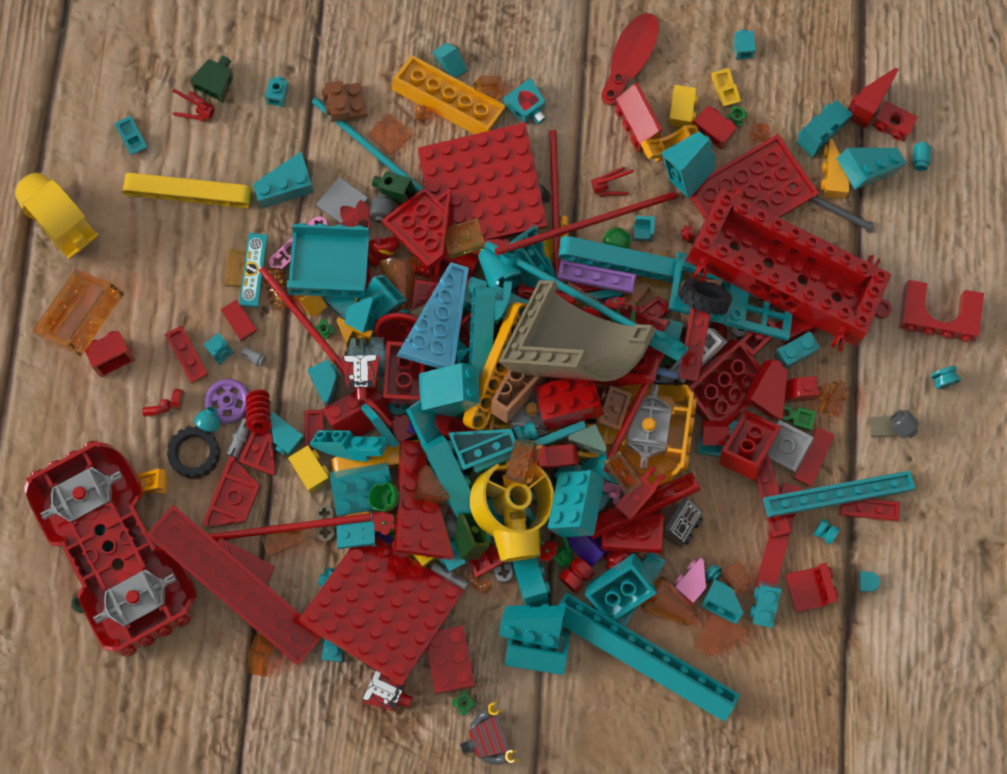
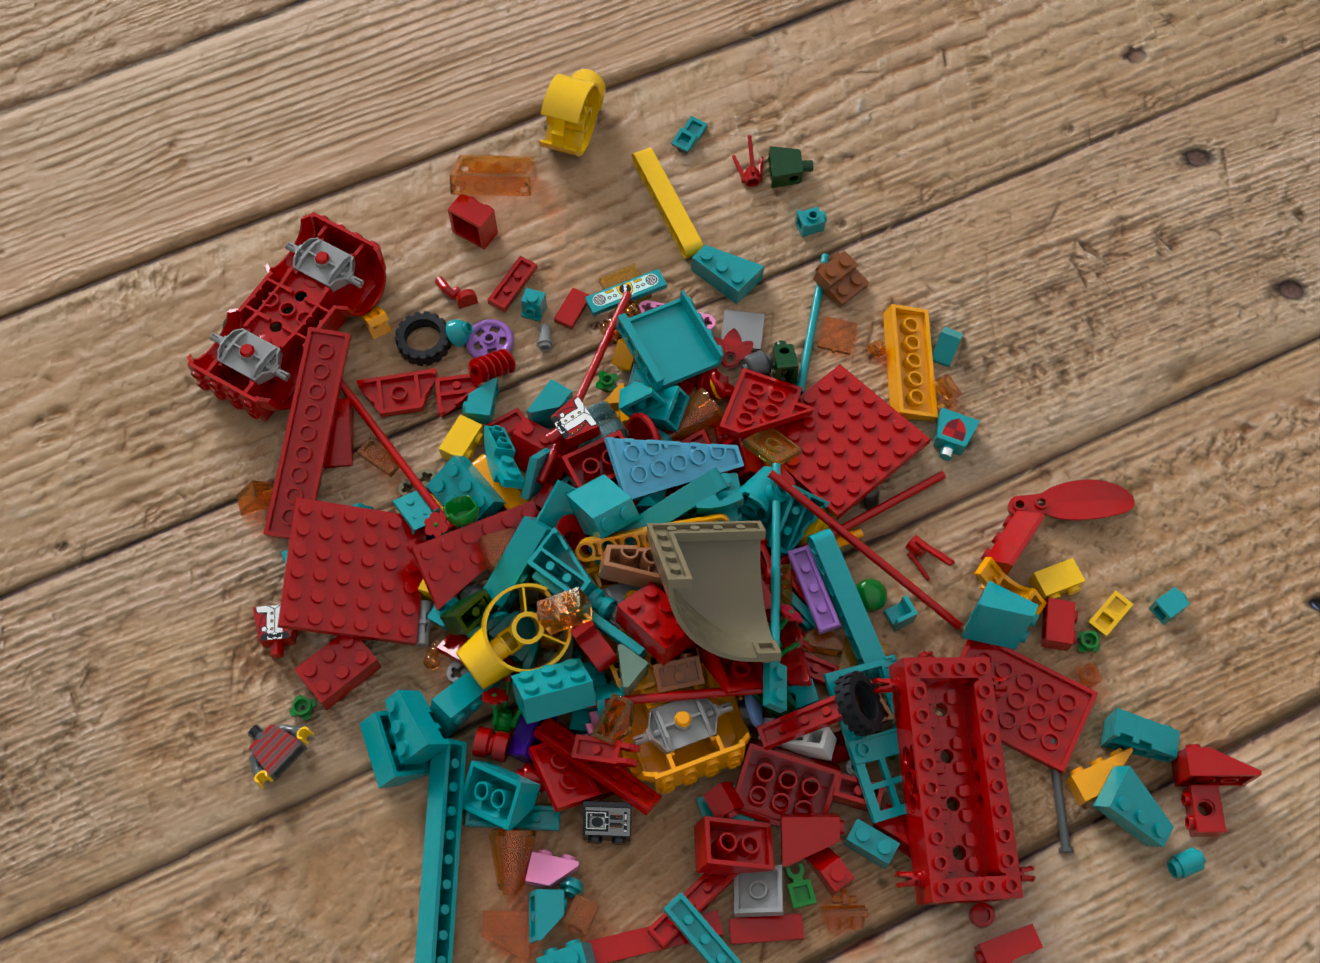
camera: 60 degrees right, 10 degrees down
(238, 440) = (453, 369): light grey pin -> none

